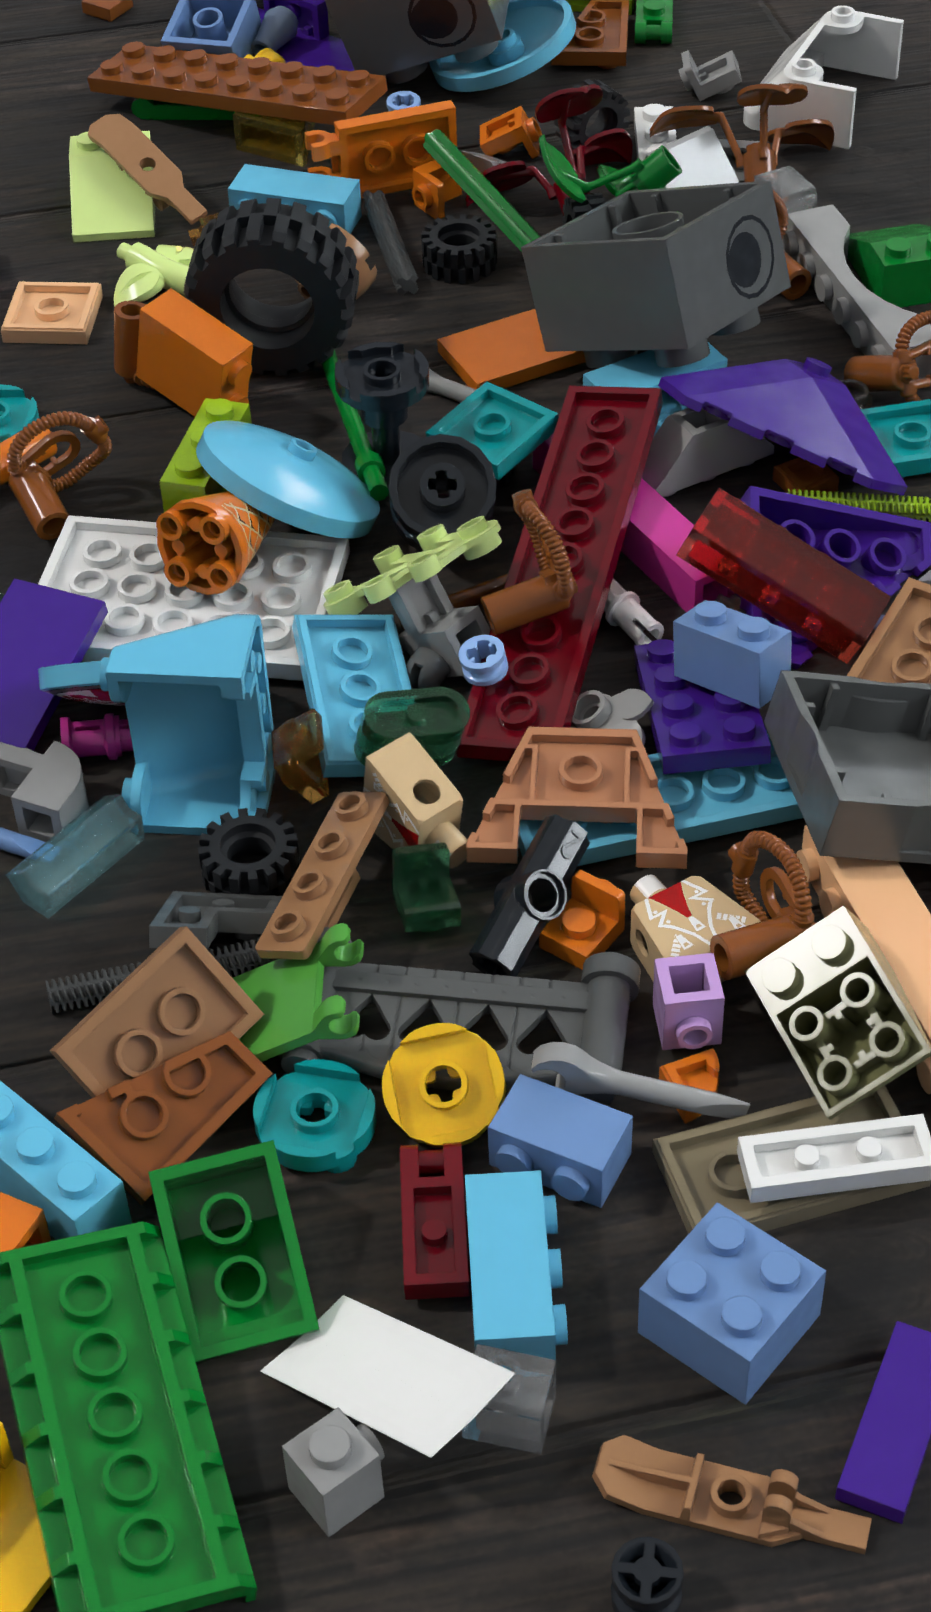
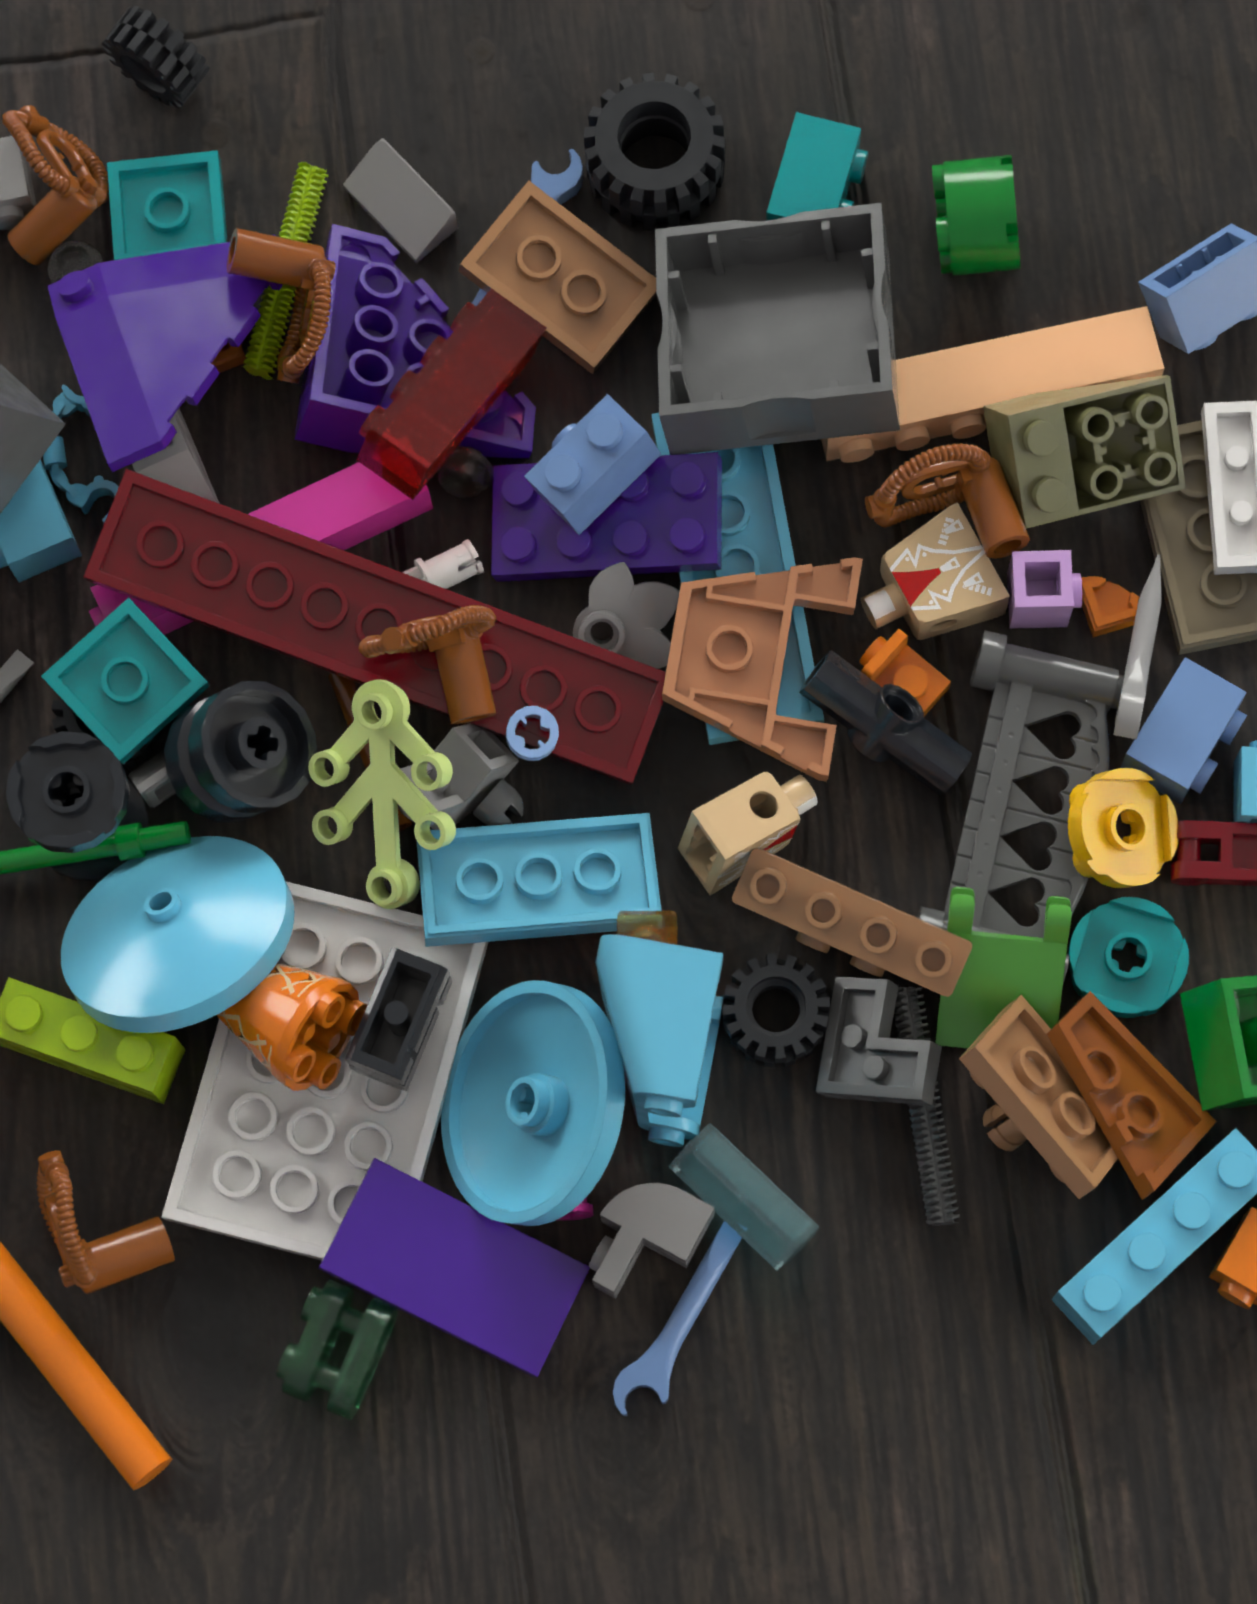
camera: 80 degrees left, 30 degrees up
(211, 588) = (399, 1019): none -> black brick
(424, 888) = (853, 830): clear green bracket -> none
(430, 714) = (651, 816): clear green brick -> none
(869, 471) = (294, 265): none -> dark orange piece

